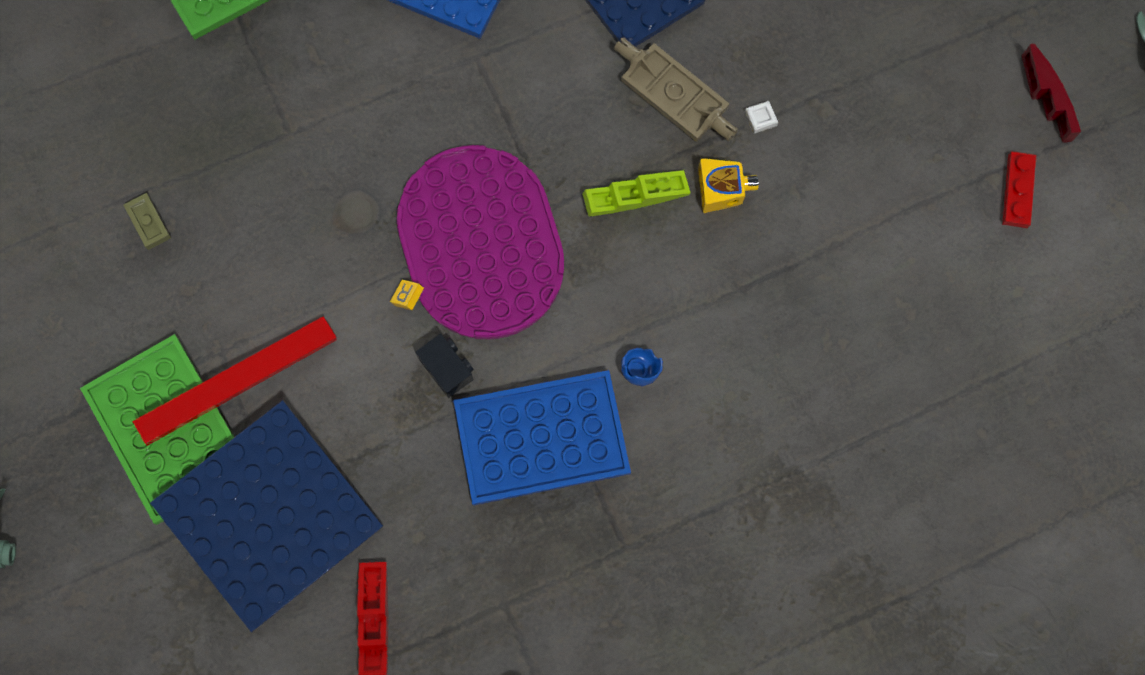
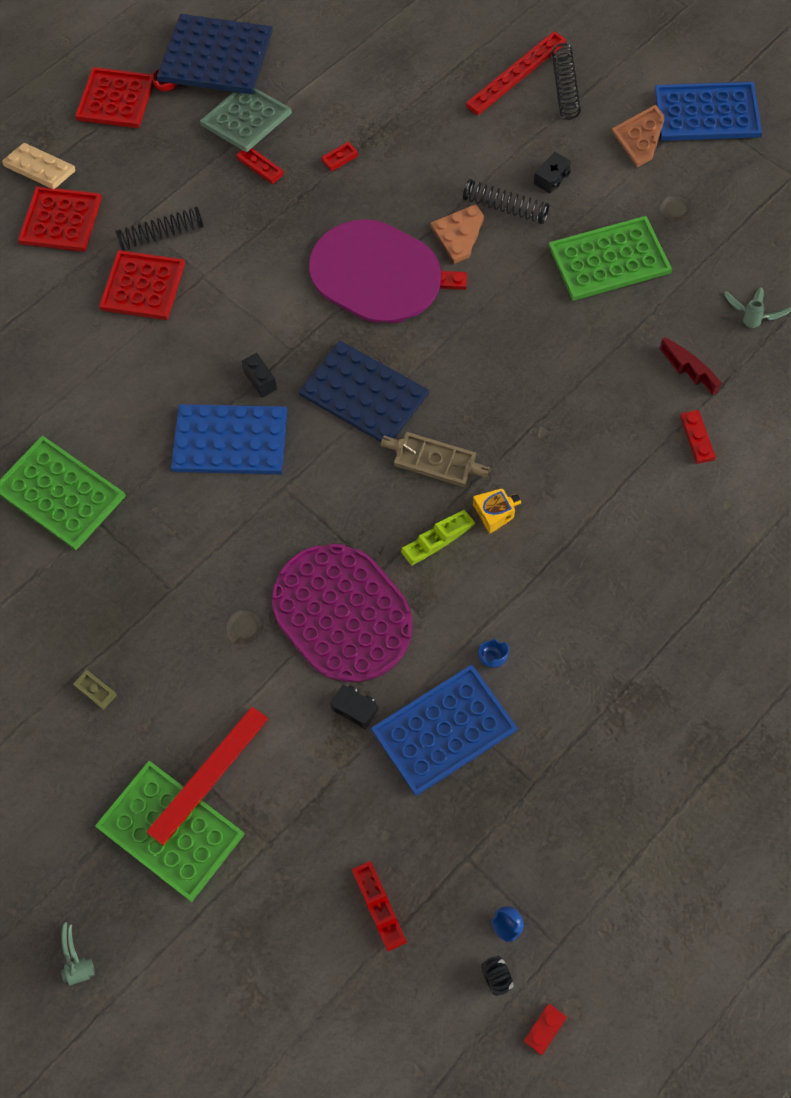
camera: 15 degrees left, 10 degrees down
(266, 515) = (270, 862): dark blue plate -> none
(407, 294) = (306, 668): yellow tile -> none
(761, 117) = (501, 454): white tile -> none

